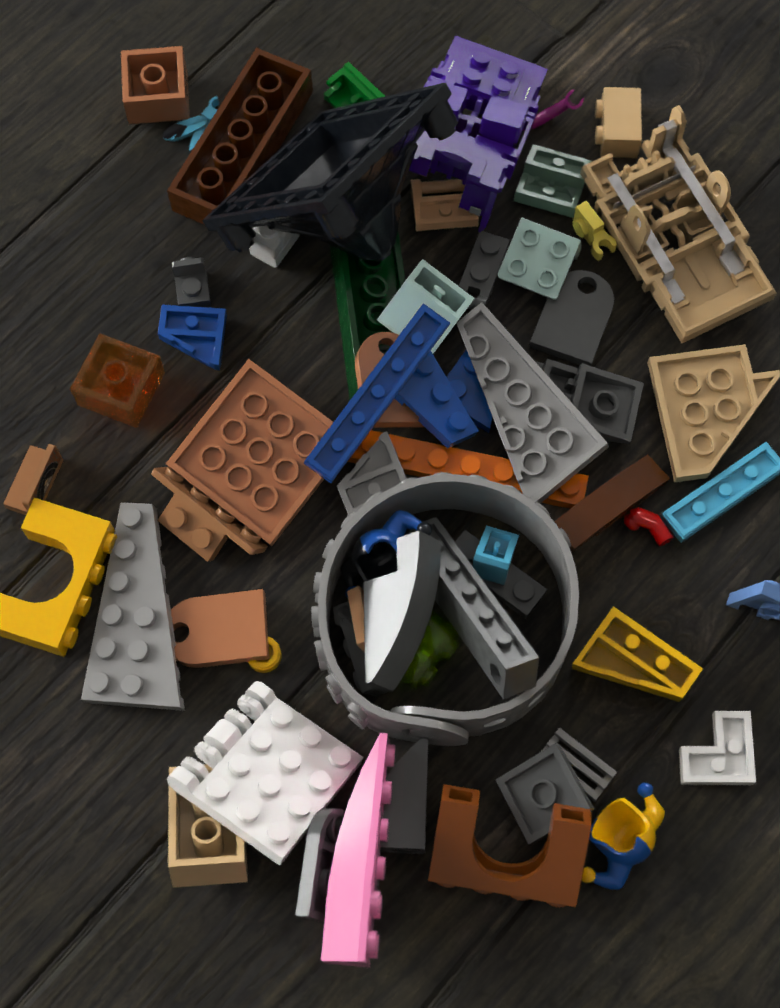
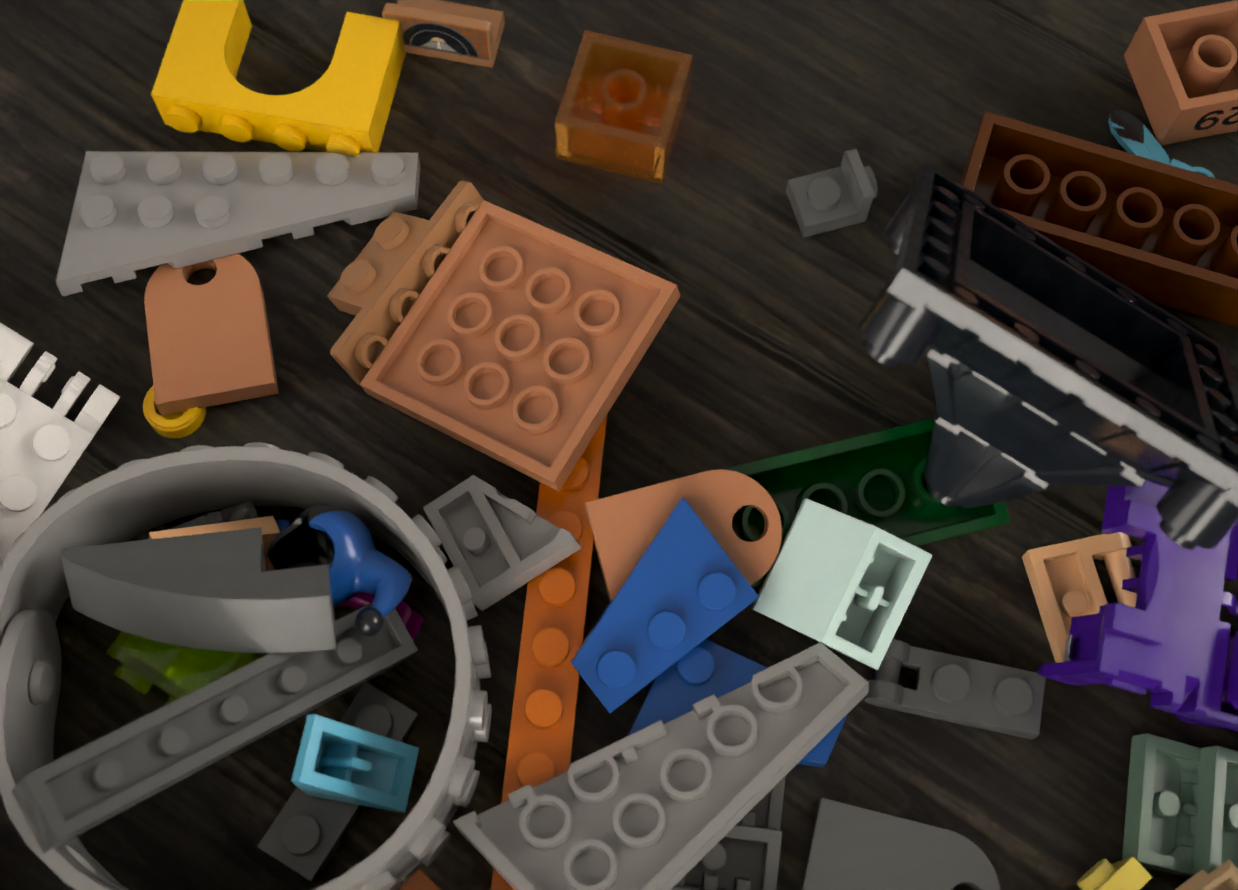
camera: 80 degrees right, 0 degrees up
(194, 332) = (741, 214): blue wing -> none
(376, 393) = (643, 510): blue tile -> none
(539, 258) = (1003, 795): light aqua bracket -> none

